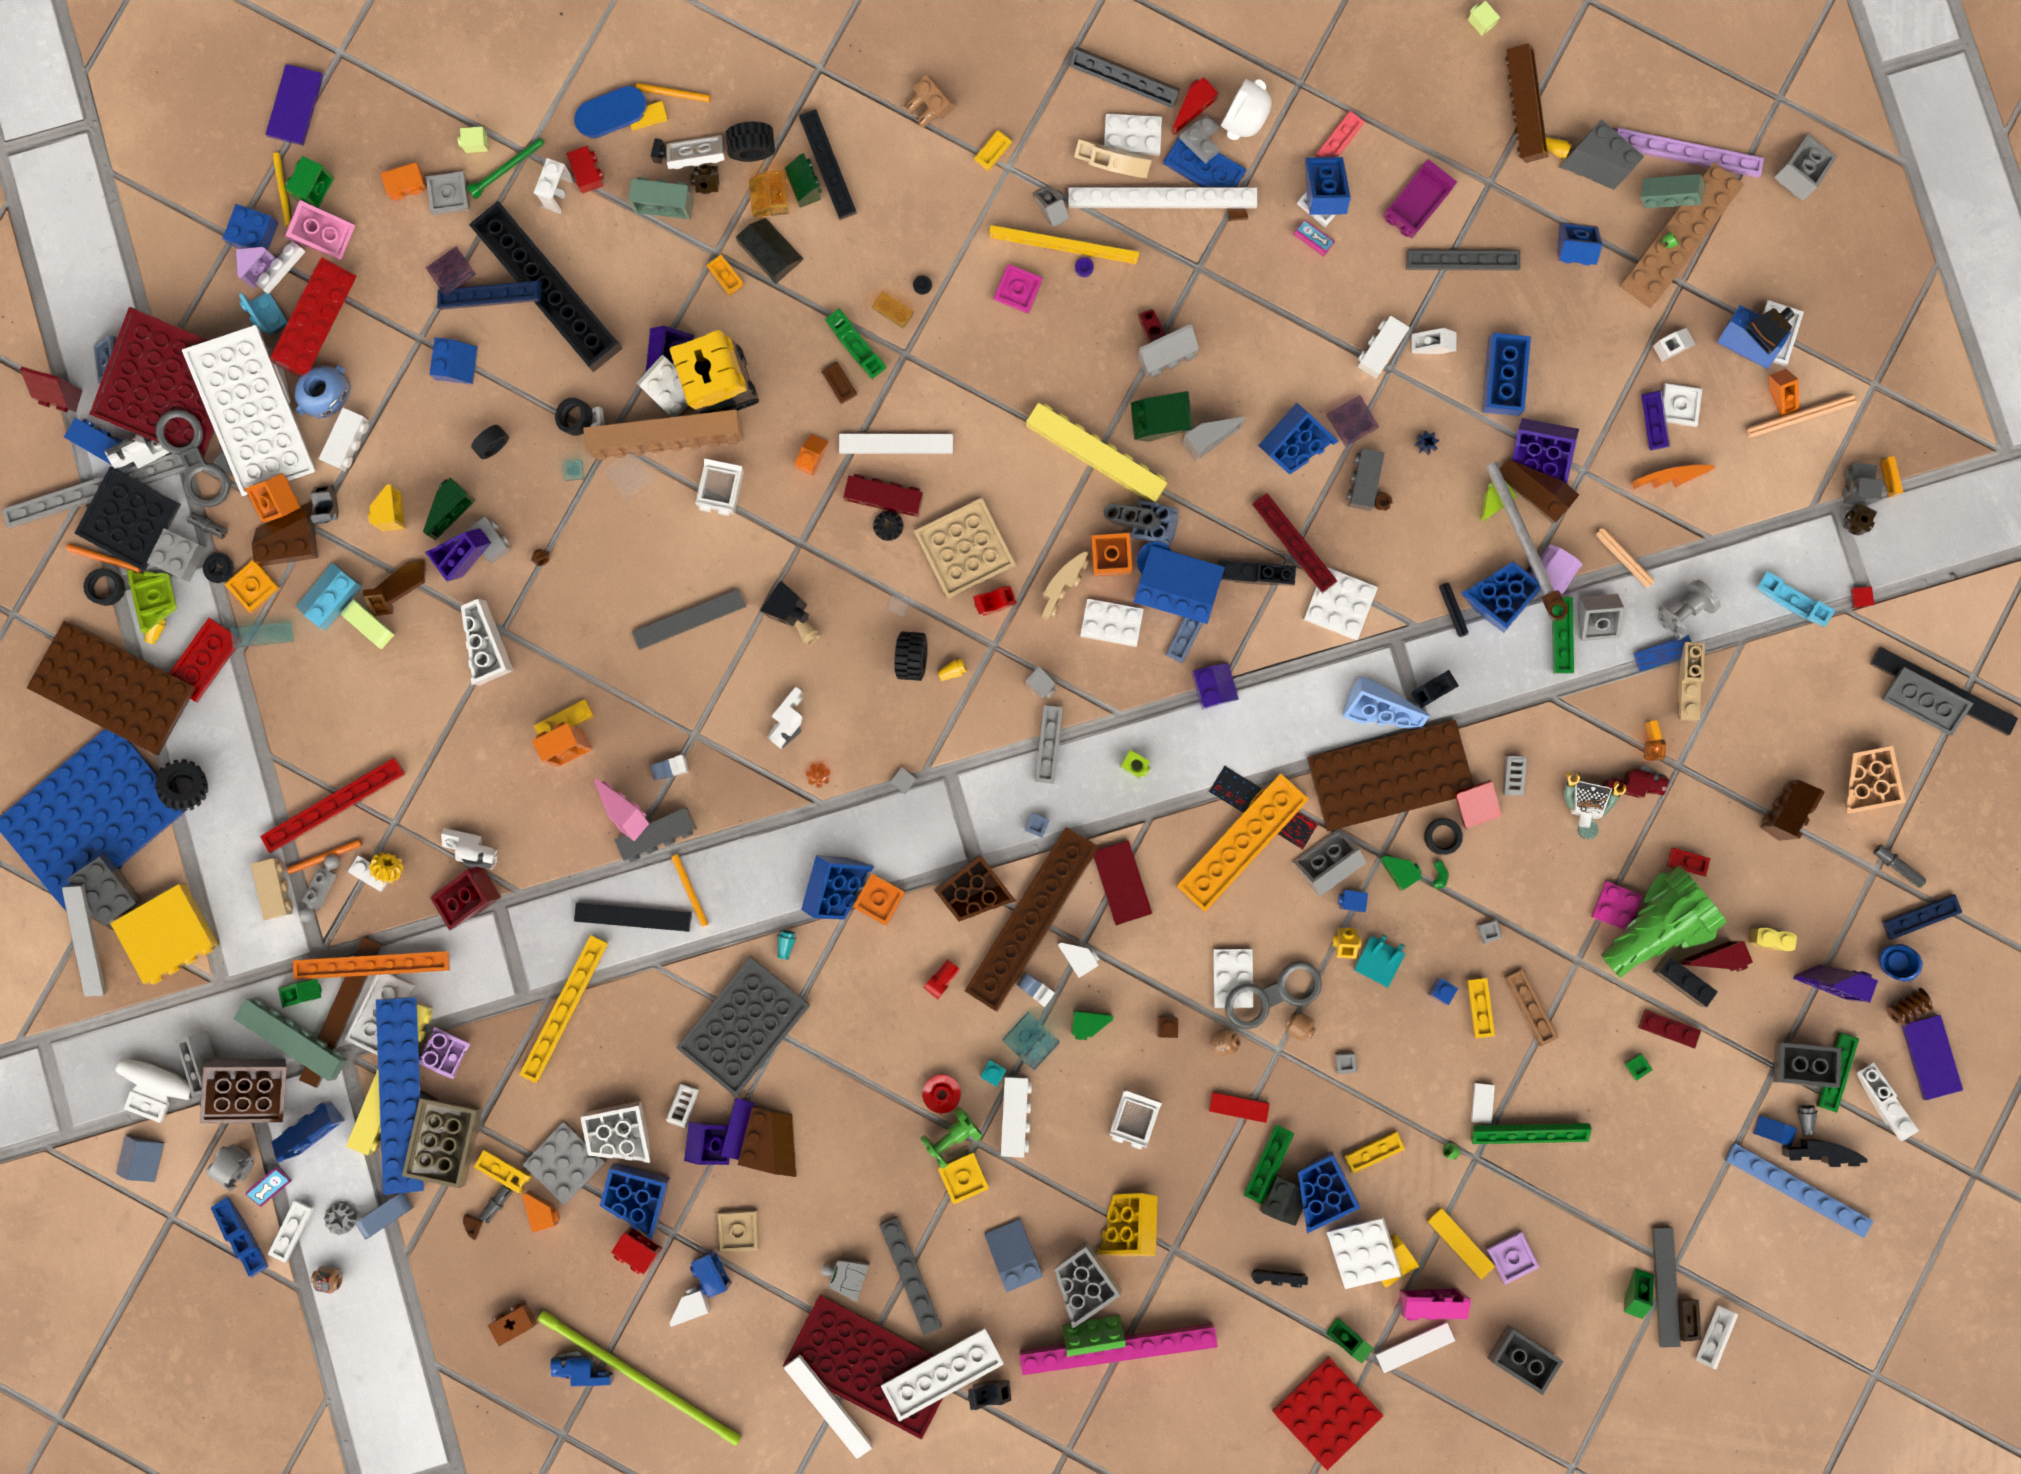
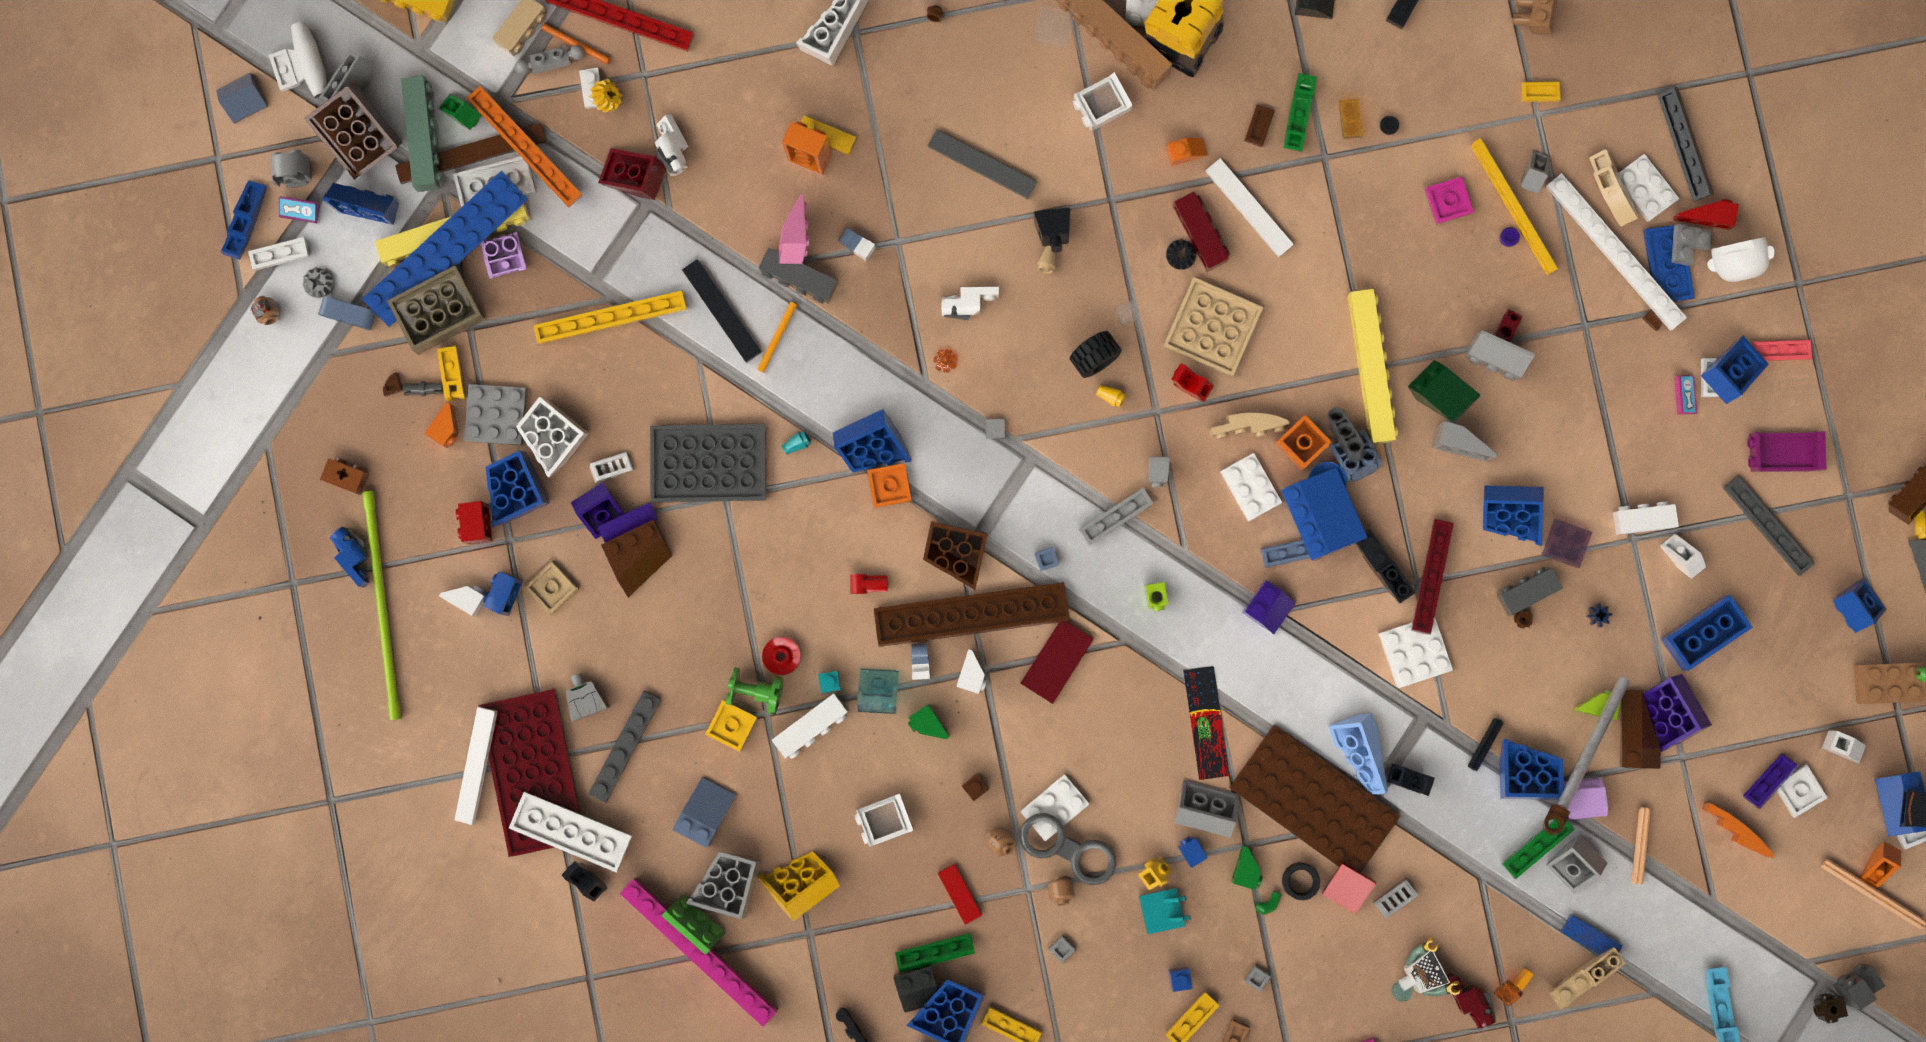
camera: 55 degrees right, 0 degrees up
(1242, 842) = (1165, 728): light orange plate -> none
(1699, 600) = (1649, 929): light grey piece -> none
(1891, 476) = (1886, 1005): light orange tile -> none

